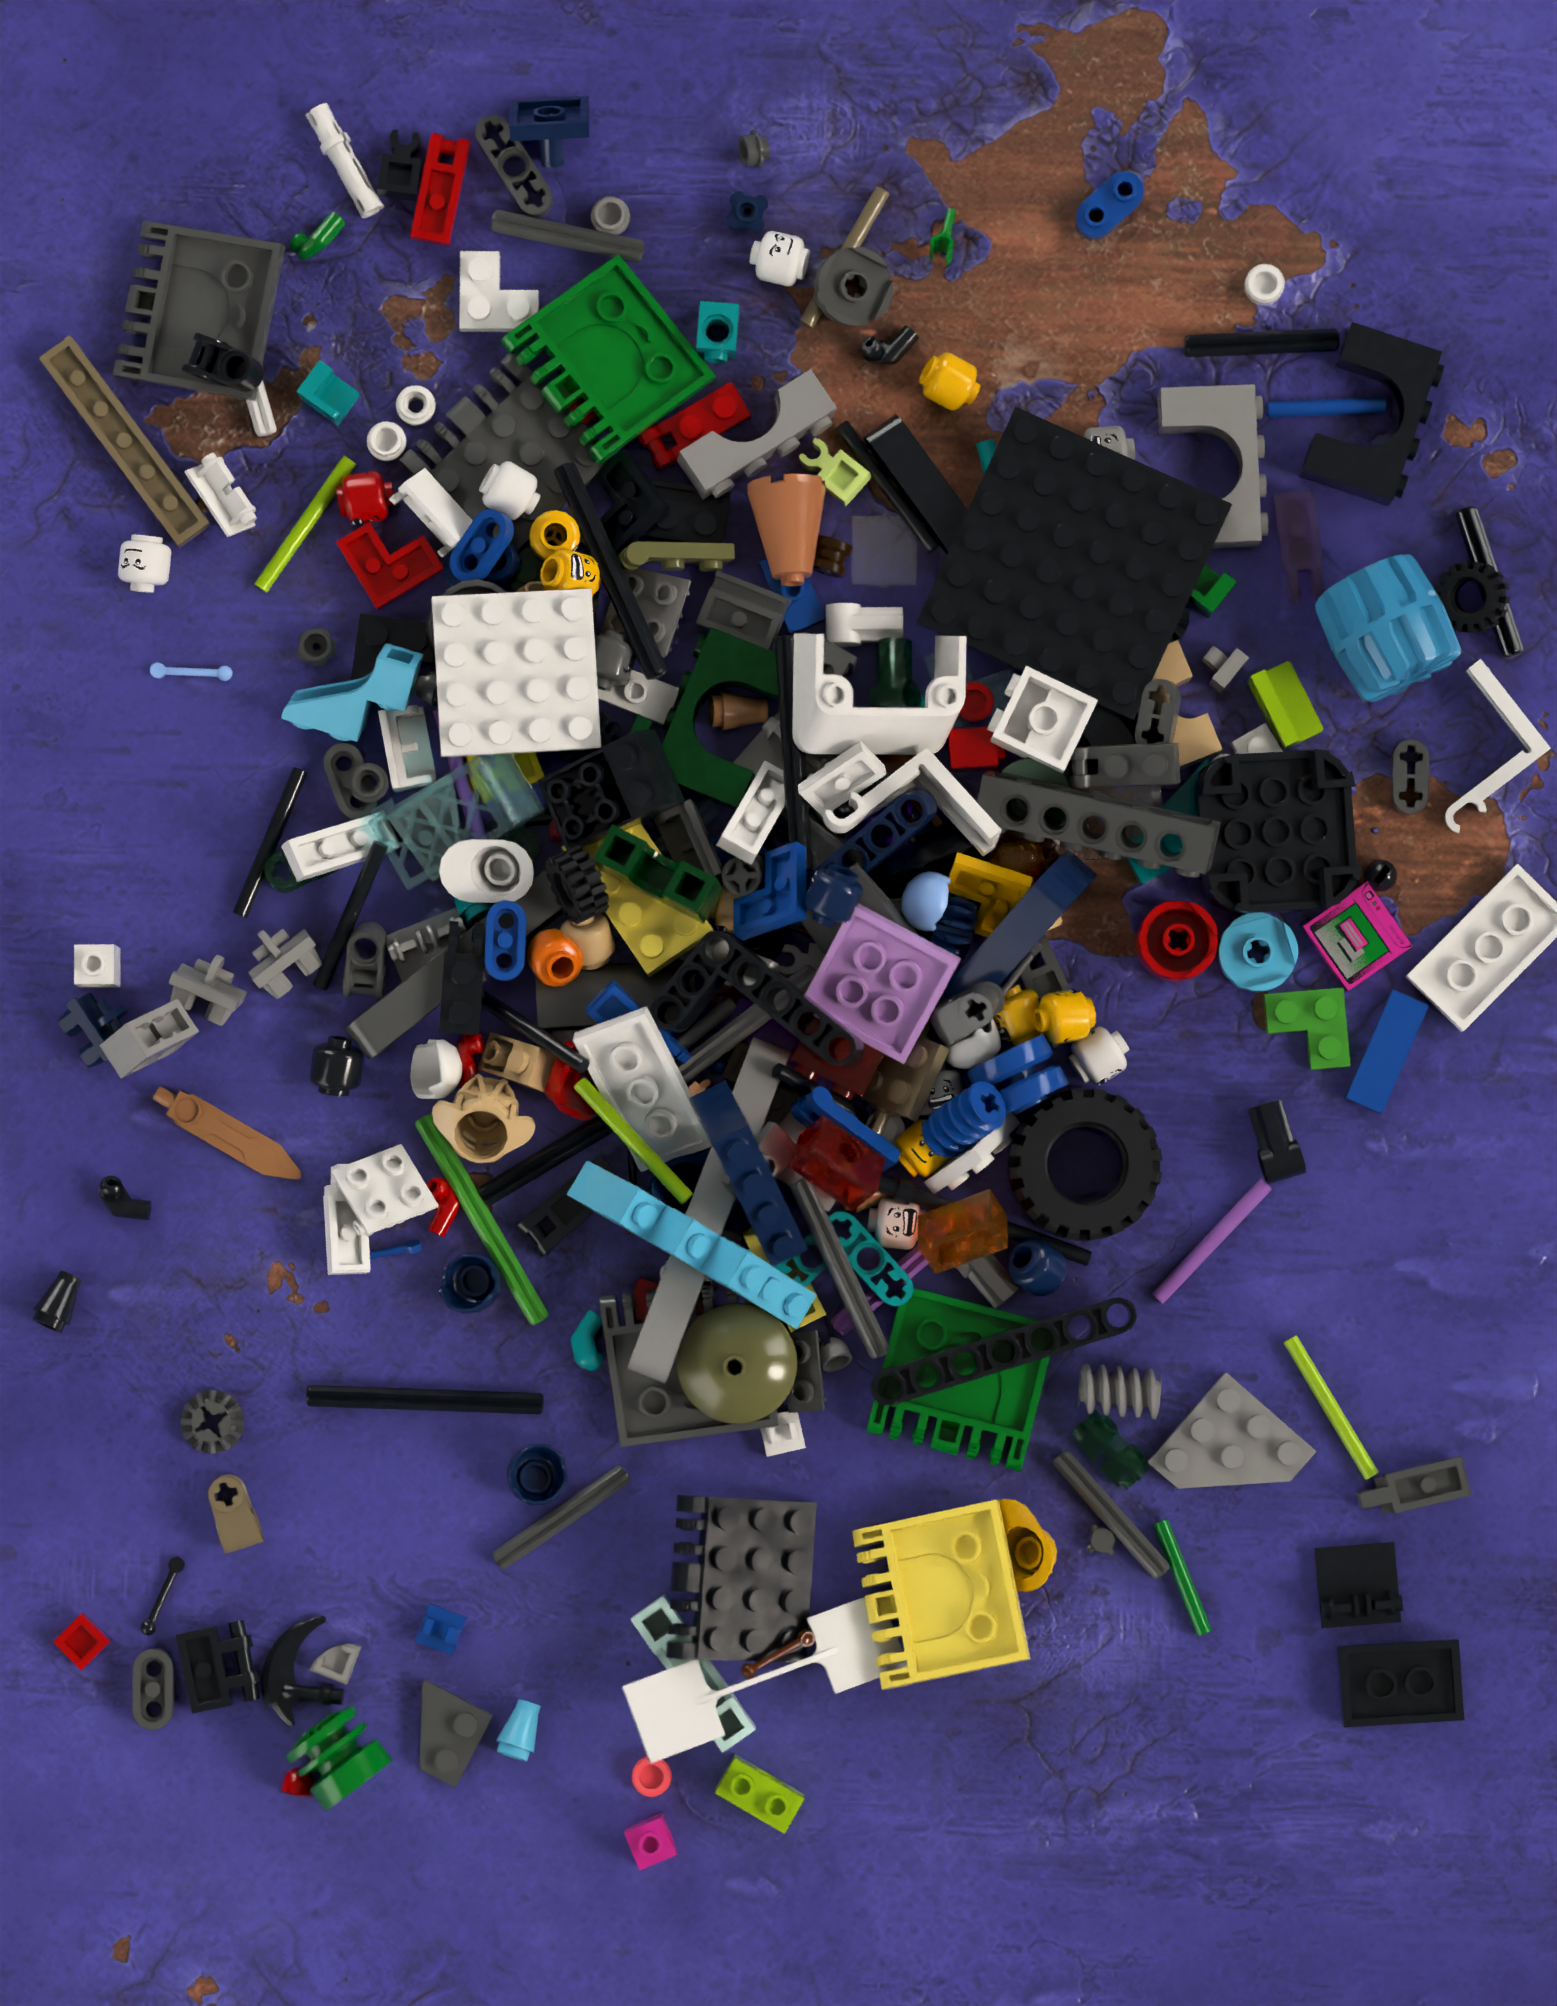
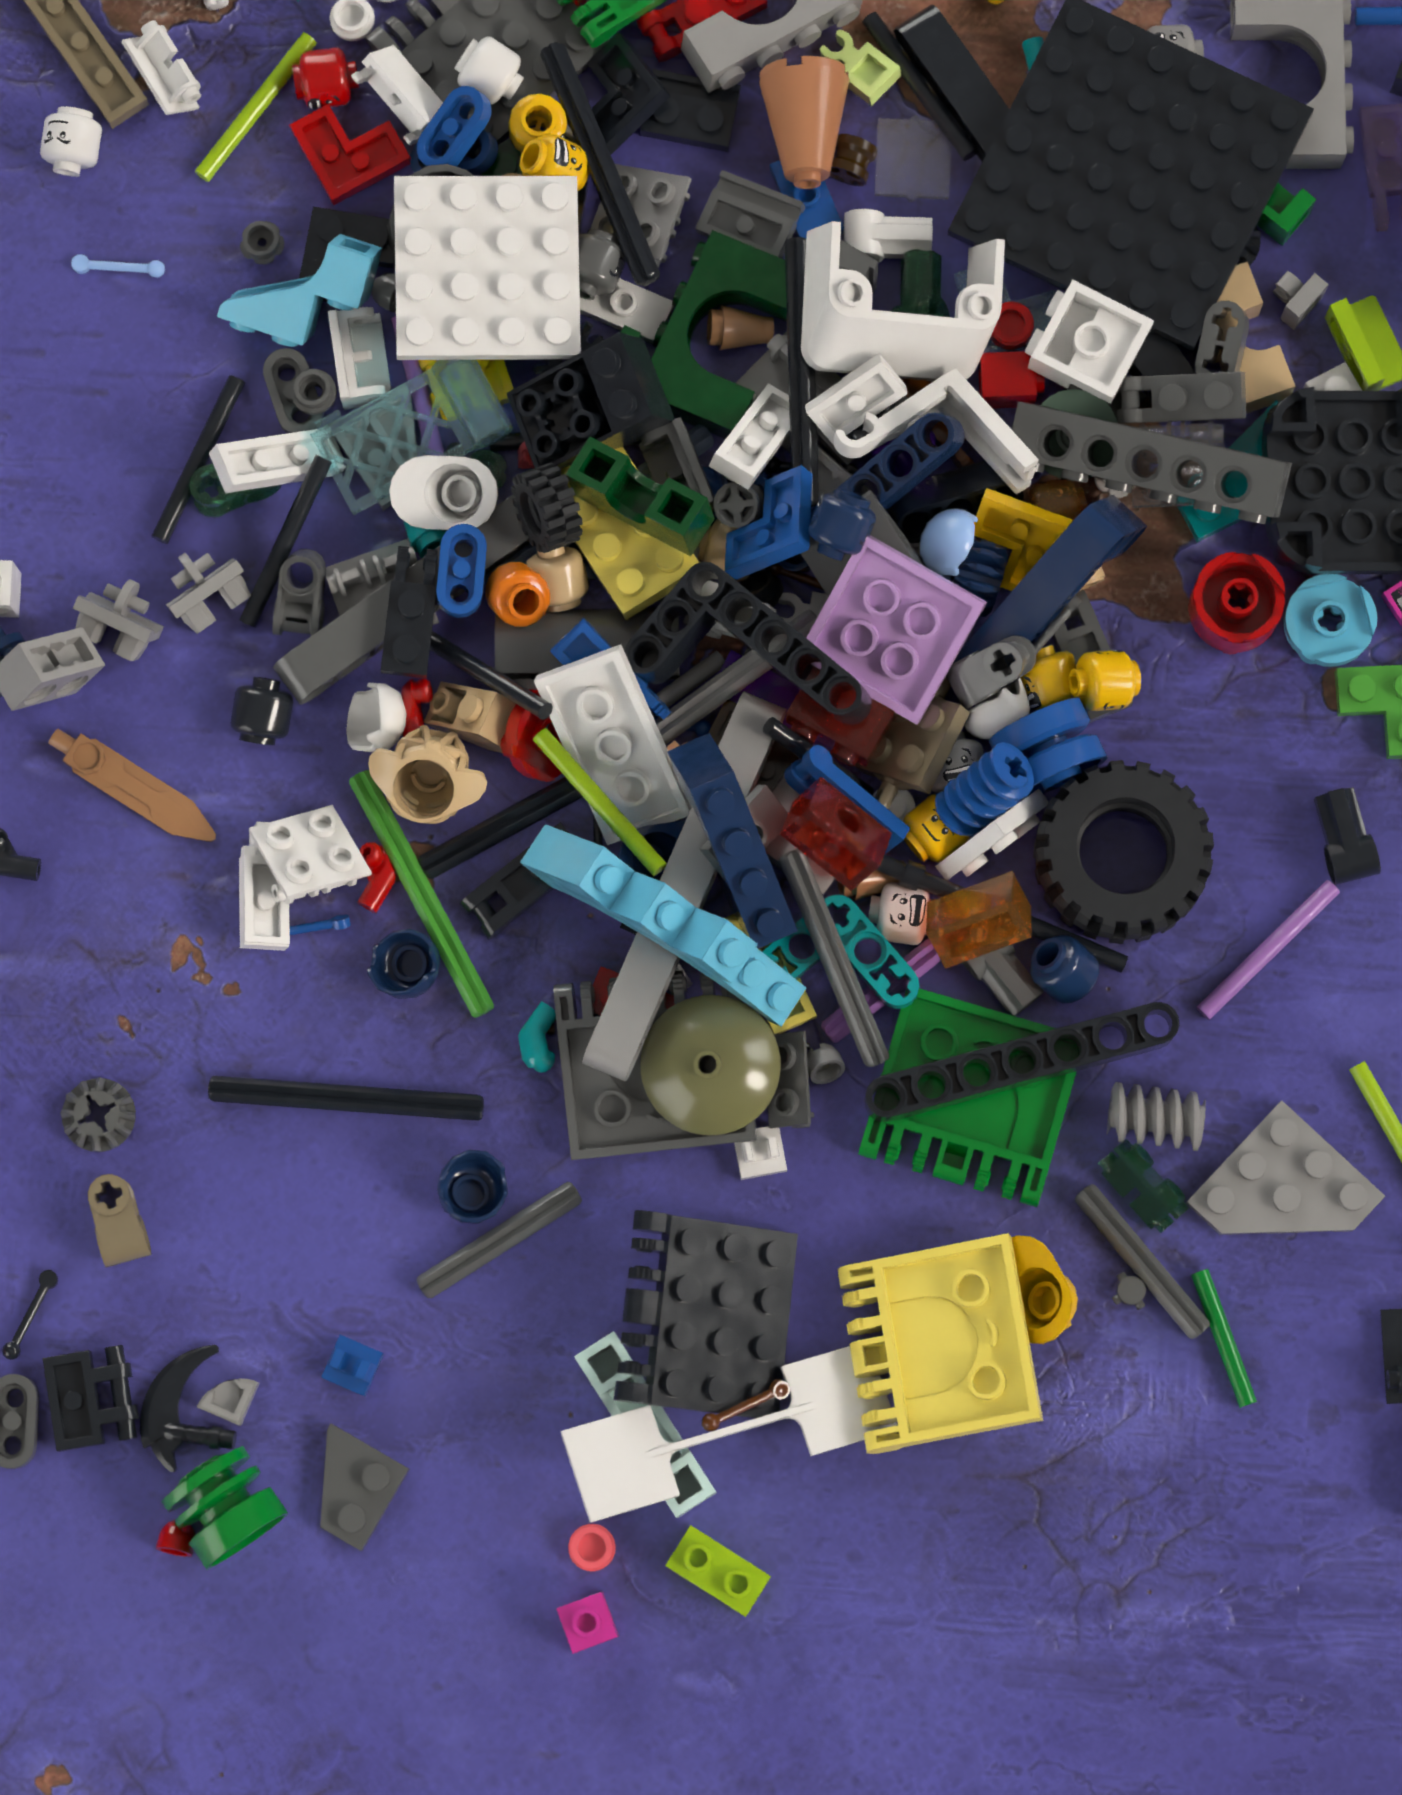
camera: 10 degrees right, 5 degrees down
(519, 1732) = (438, 1490): medium azure cone -> none
(677, 554) = (676, 149): olive plate -> none
(1099, 1056) = (1142, 731): white head -> none

